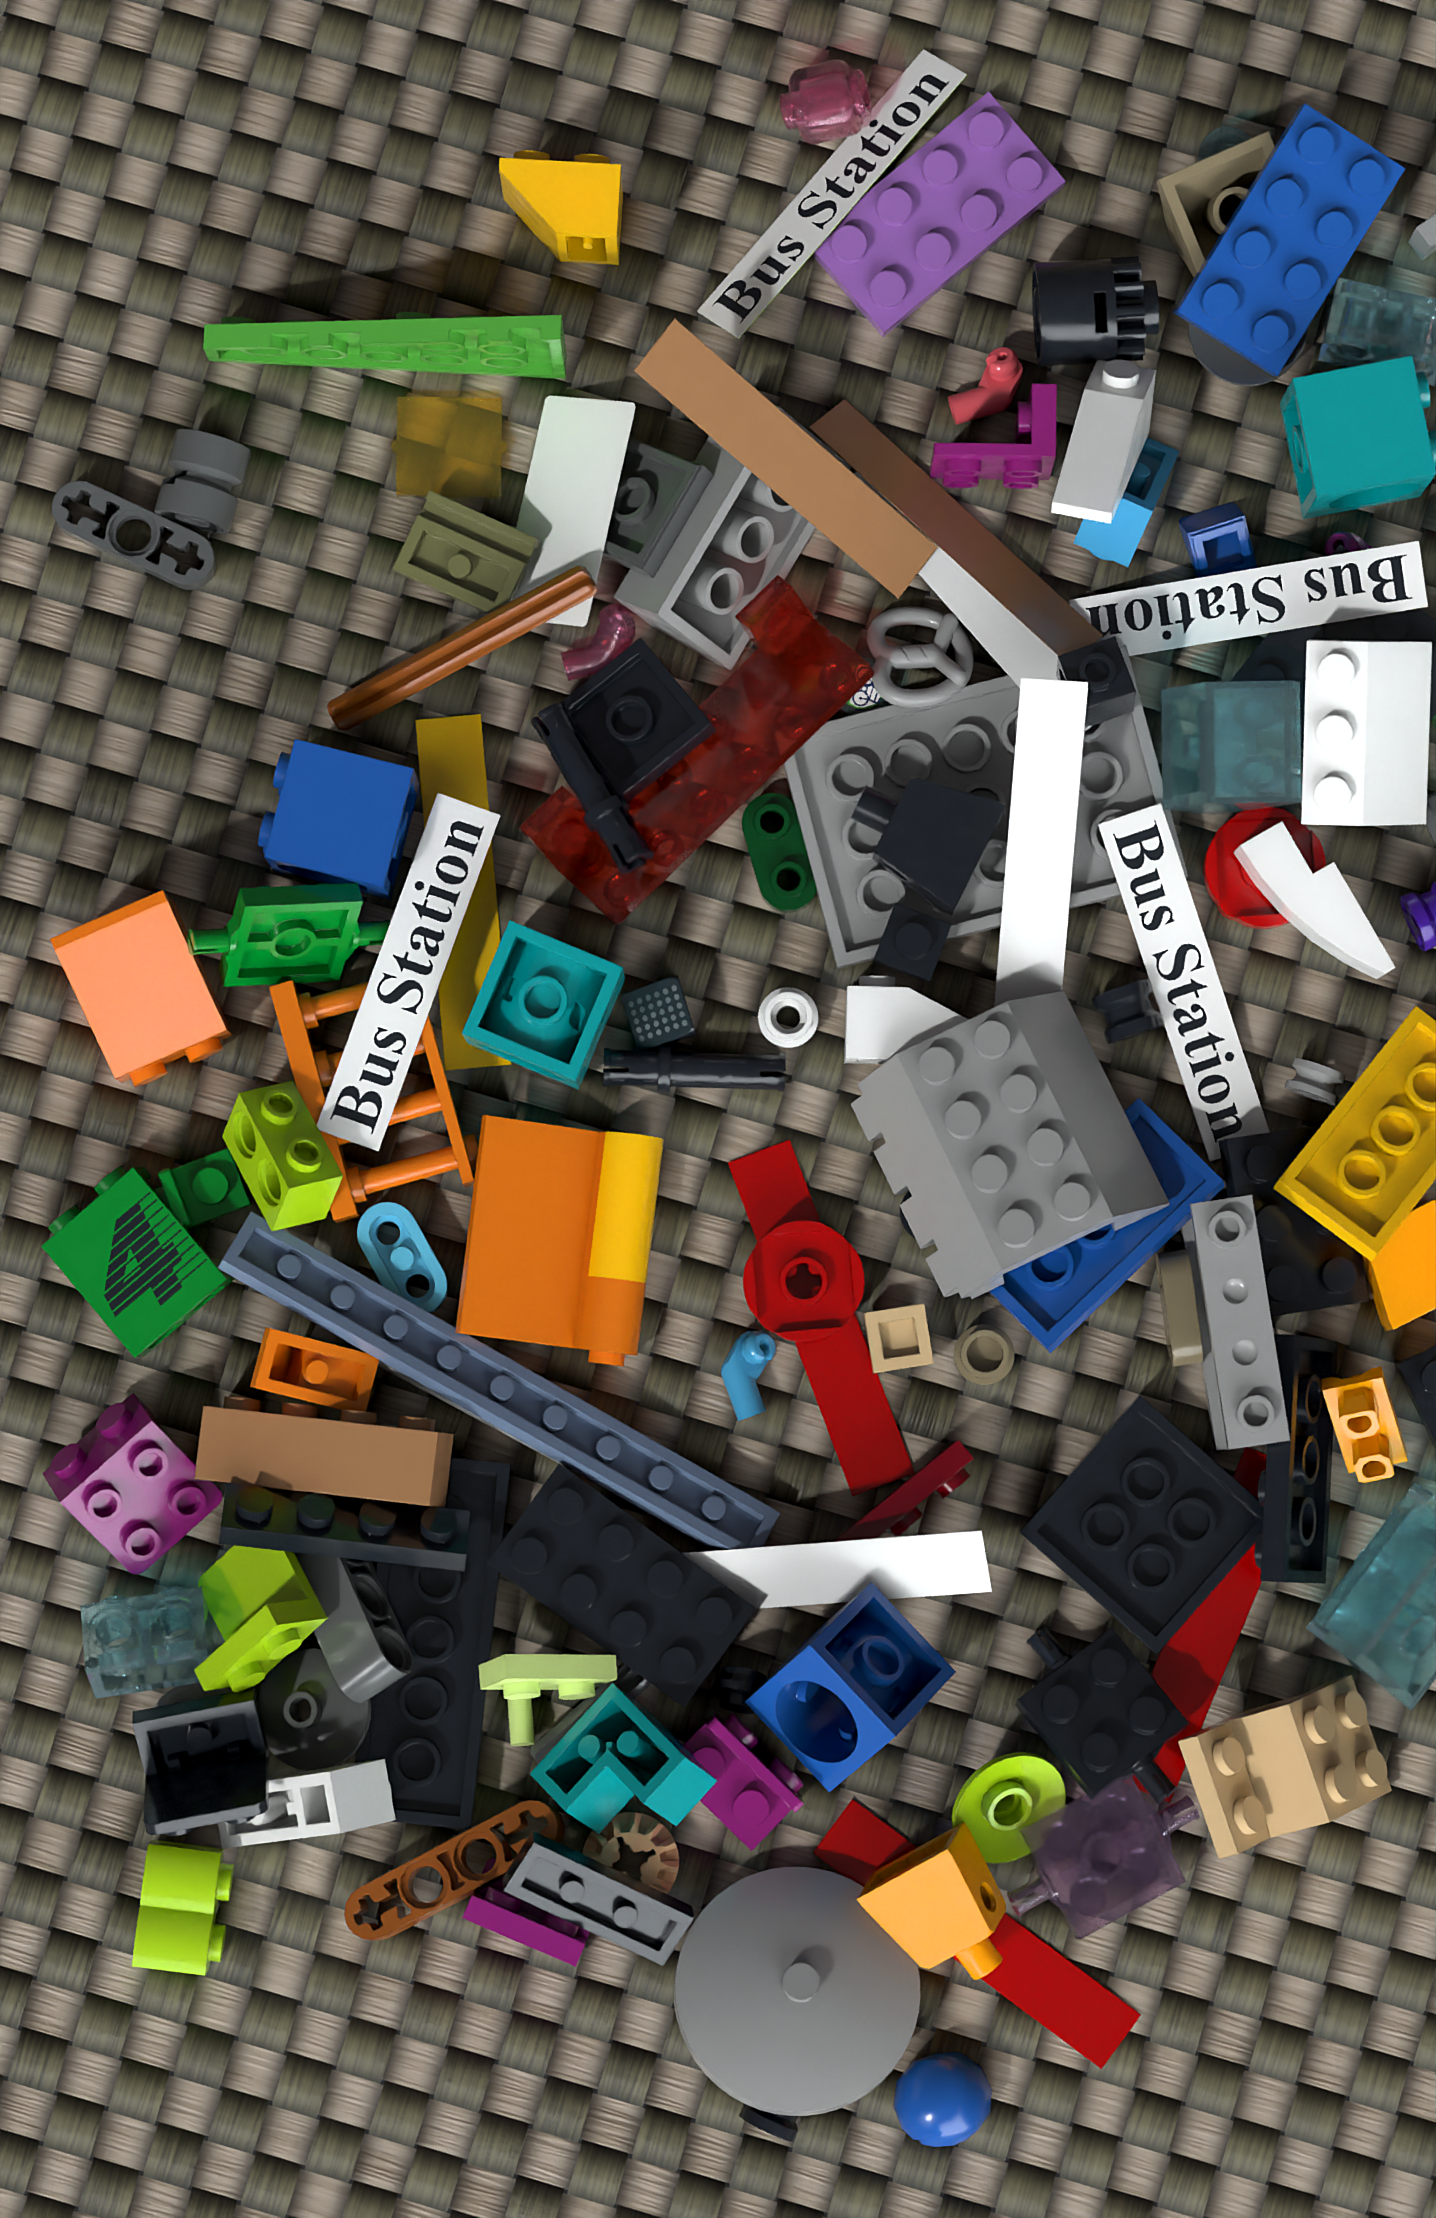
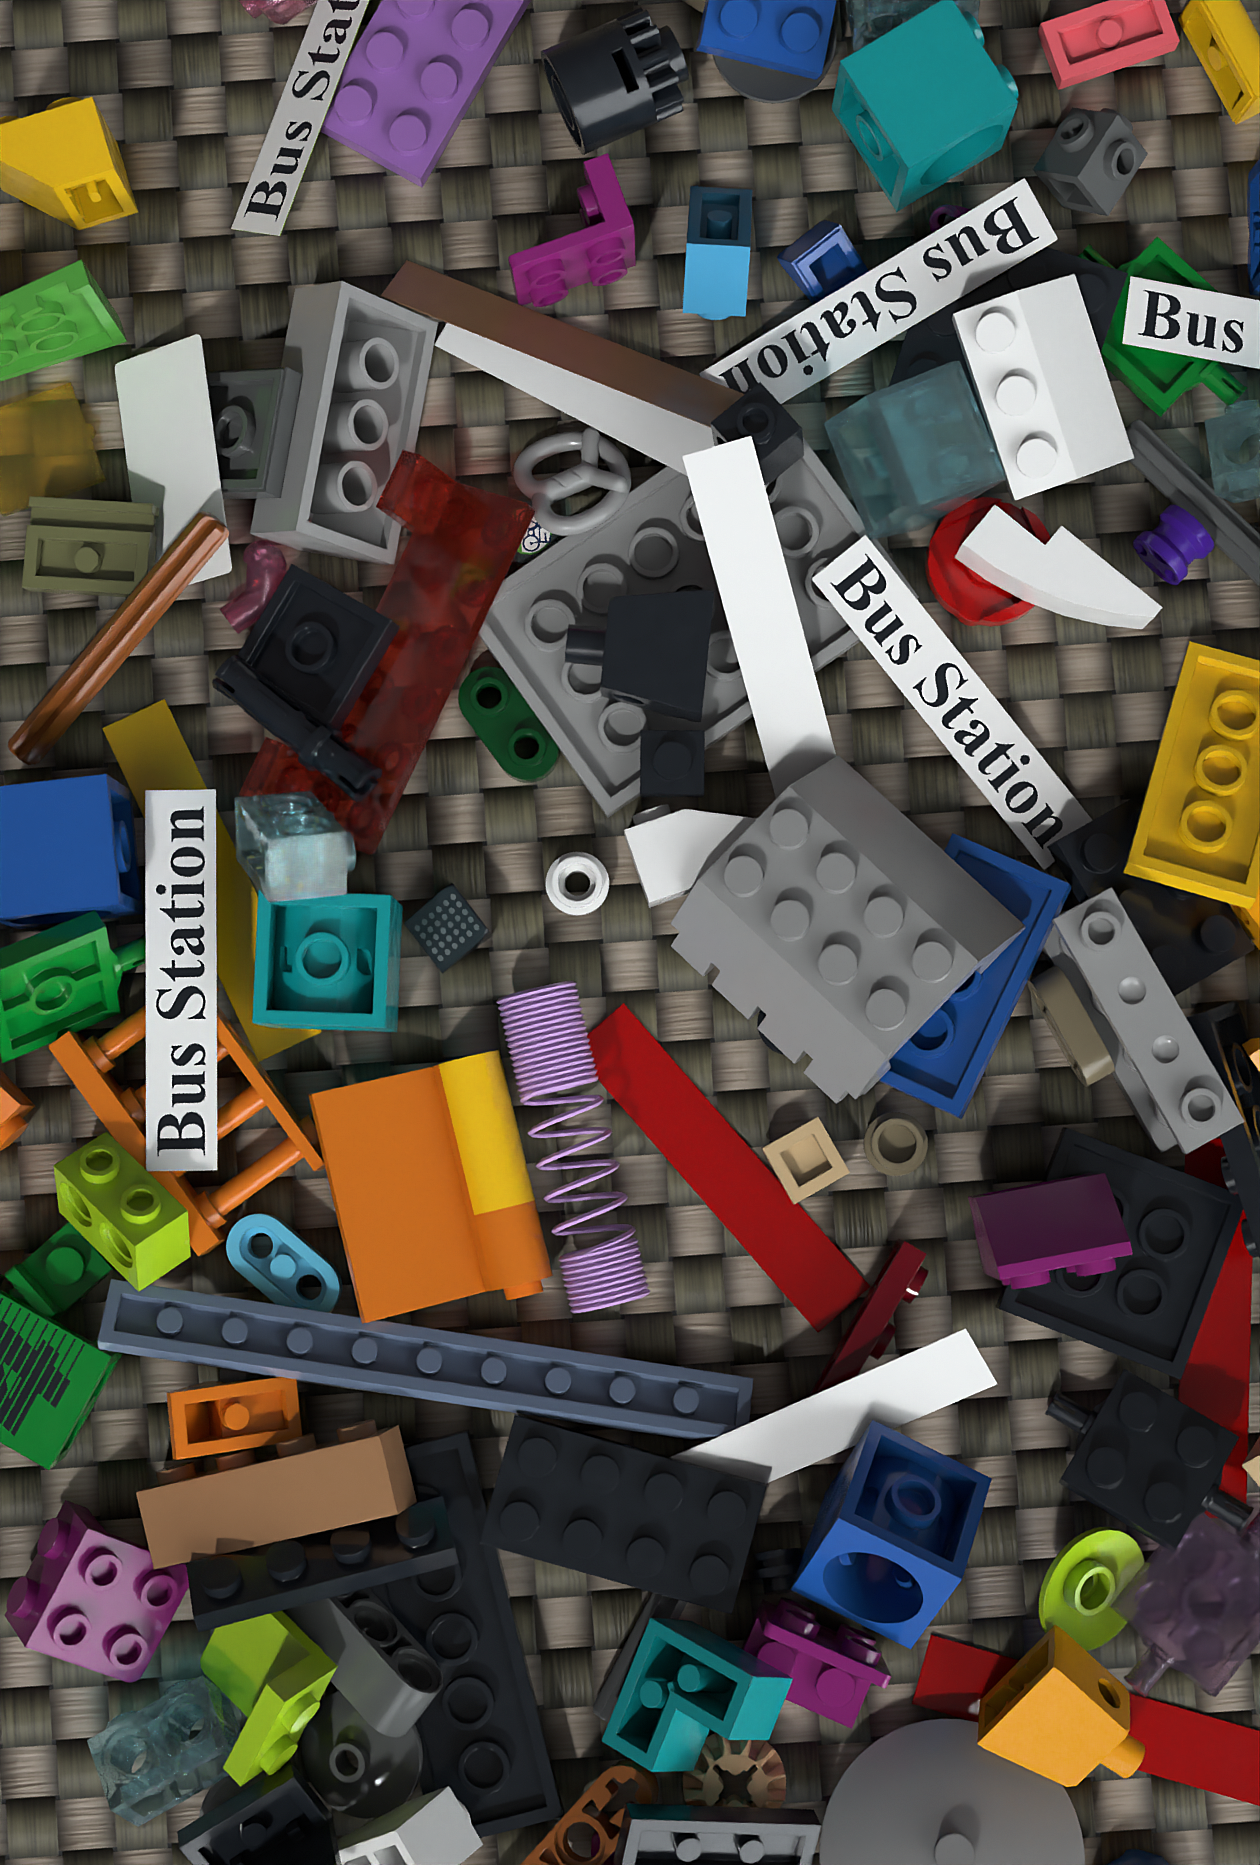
camera: 15 degrees left, 0 degrees up
(526, 1674) = (558, 1647): yellowish green plate -> none
(551, 891) = (292, 846): none -> clear light blue brick
(693, 1069) = (502, 970): black pin -> none
(709, 1163) = (552, 1056): none -> lavender piece
(743, 1368) = (662, 1249): dark azure arm -> none
(785, 458) = (364, 329): medium nougat sticker -> none
(826, 1255) = (725, 1151): red plate -> none
(994, 390) = (549, 196): coral arm -> none
(1087, 1471) = (1049, 1228): none -> magenta slope
(1105, 440) = (677, 194): white slope -> none
(1128, 1011) = (909, 752): black wheel -> none
(1315, 1081) = (1119, 752): light grey bush -> none

